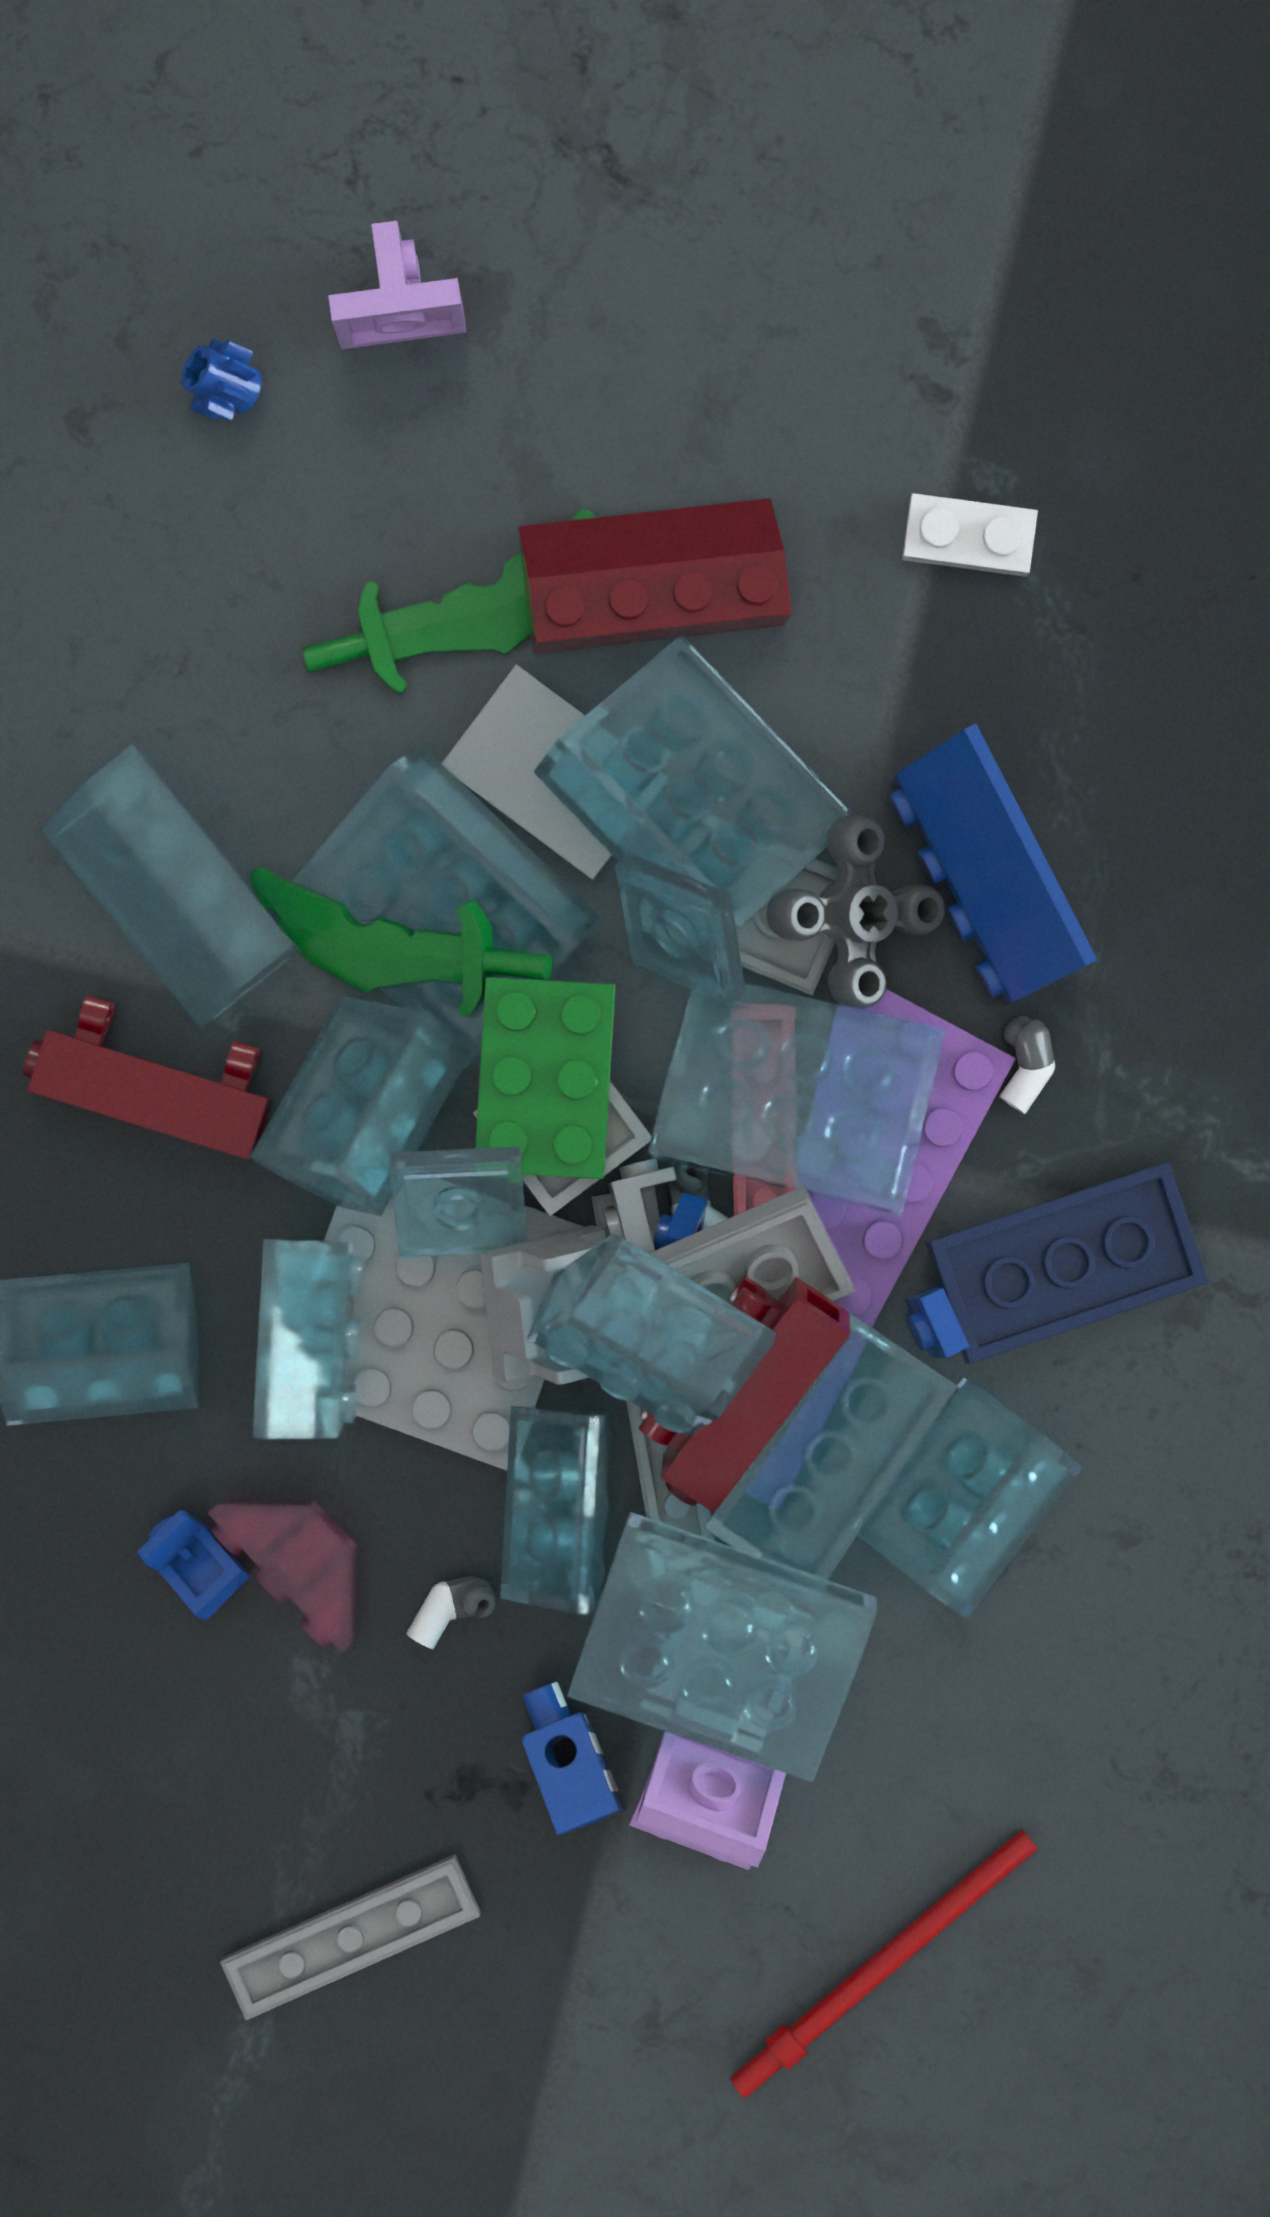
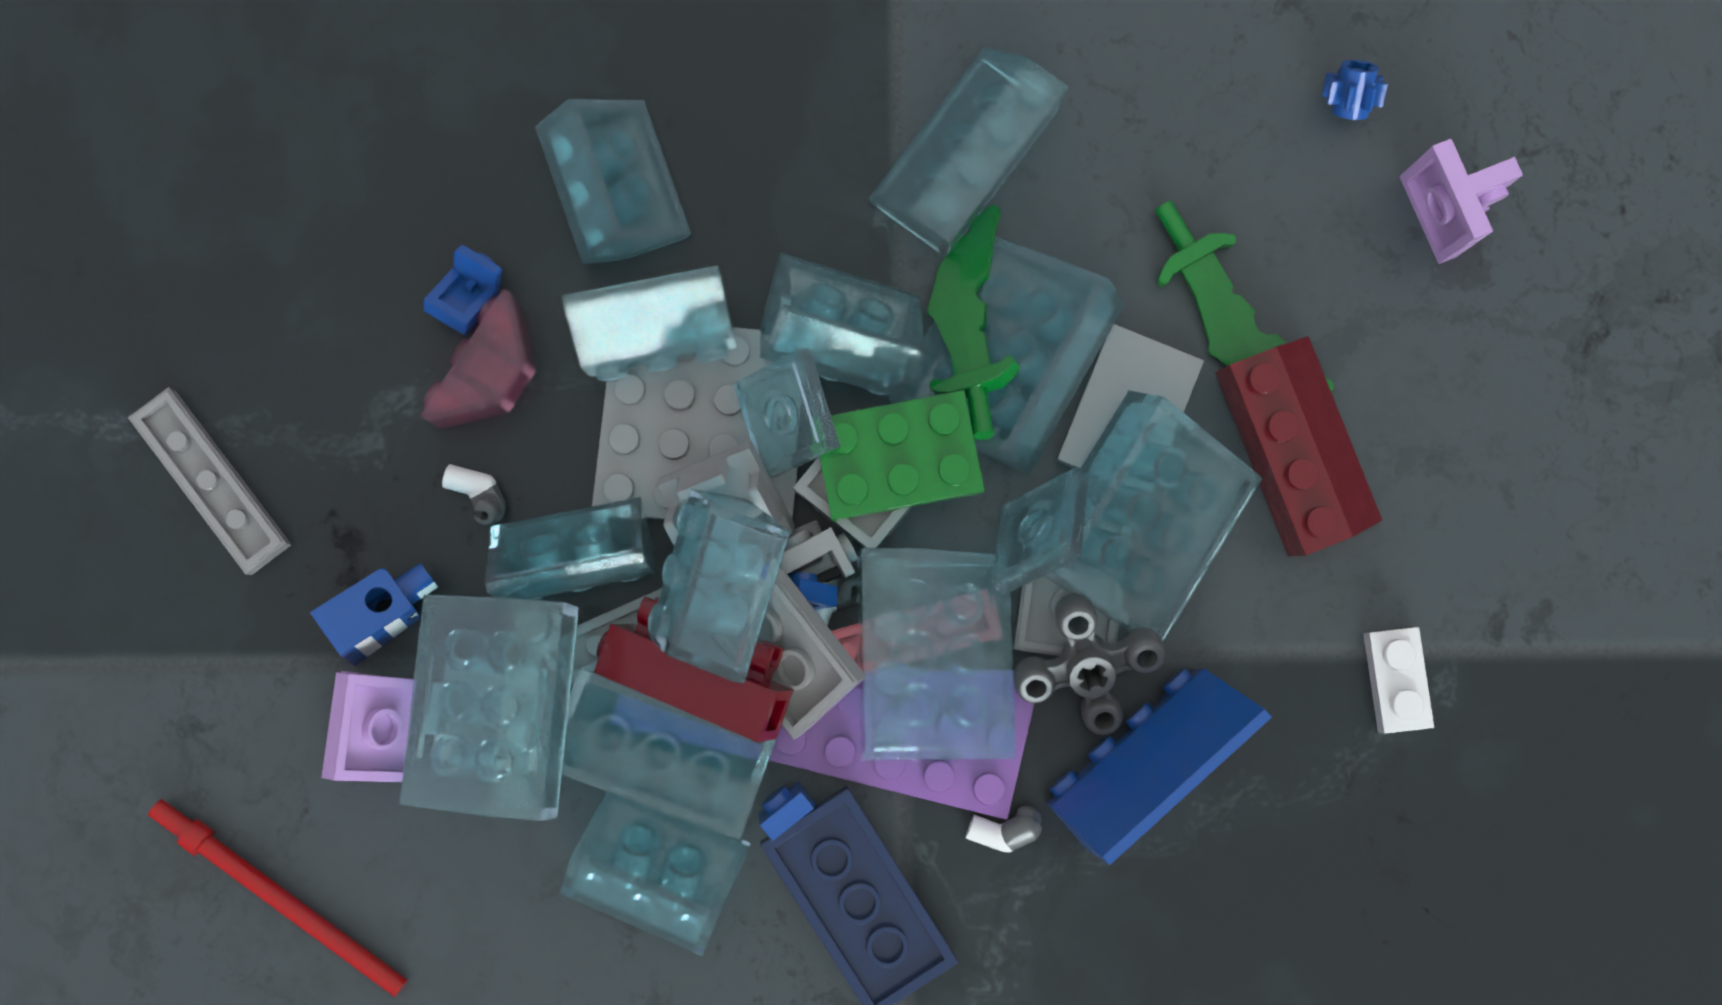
camera: 70 degrees right, 5 degrees down
(148, 1093) = (809, 168): dark red brick -> none

